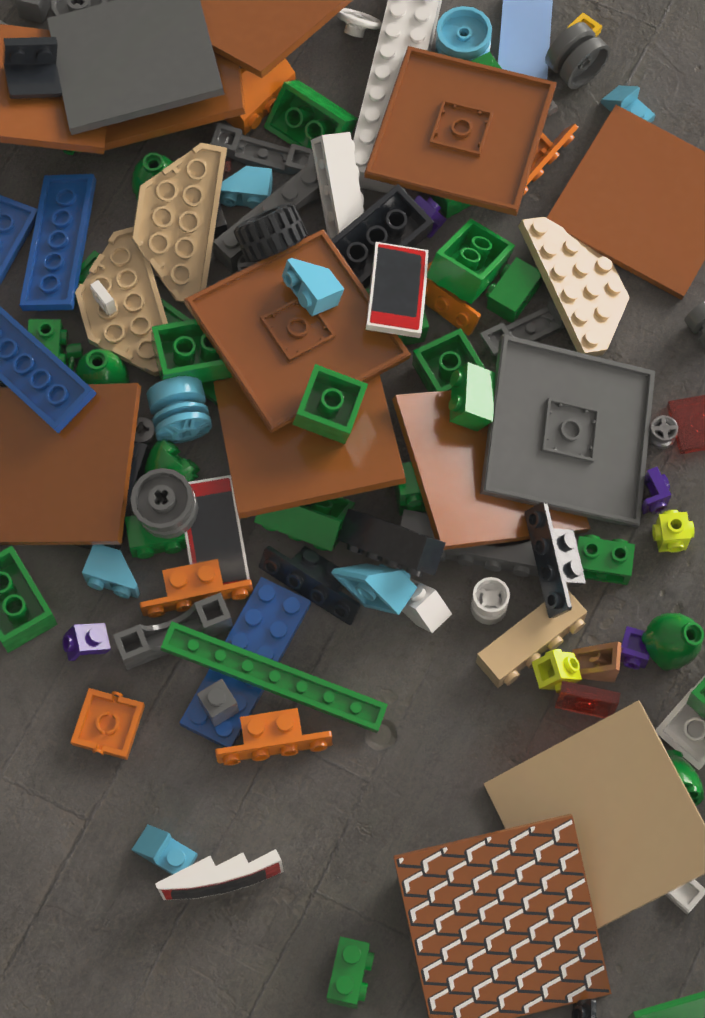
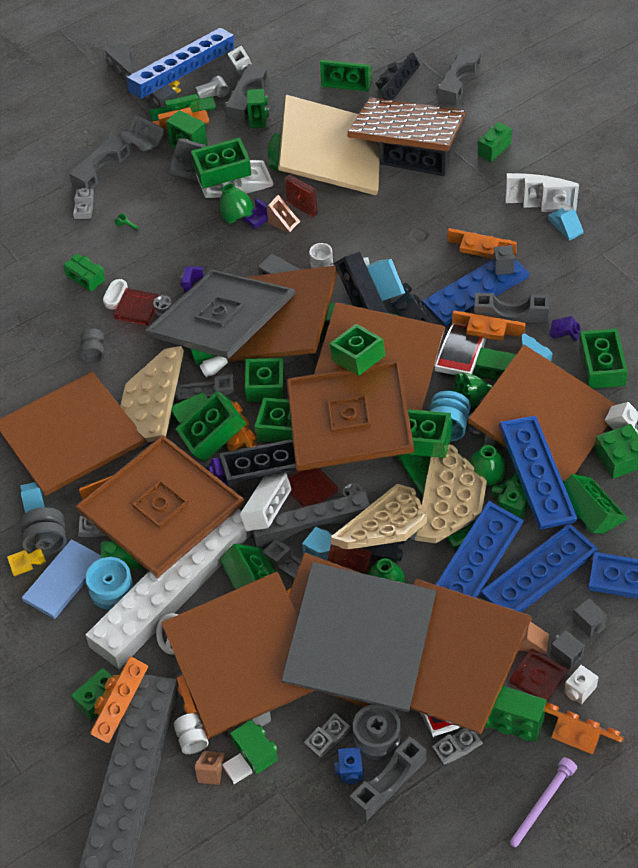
camera: 150 degrees left, 15 degrees down
(31, 67) = (443, 649): black bracket -> none
(103, 298) = (465, 490): white tile -> none
(107, 723) = (570, 285): orange plate -> none
(158, 488) = (485, 354): dark grey wheel -> none
(270, 232) = (329, 490): black tyre -> none
(274, 677) = (466, 265): green plate -> none
(313, 285) = (325, 421): medium azure slope -> none
(397, 290) = (270, 413): slope -> none
(472, 397) = (267, 334): brick -> none
(528, 641) = (300, 240): tan brick -> none
(555, 559) = (275, 252): black bracket -> none
(555, 668) = (307, 216): neon yellow brick -> none
(606, 559) = (243, 258): green brick -> none
(673, 531) = (196, 254): neon yellow brick -> none

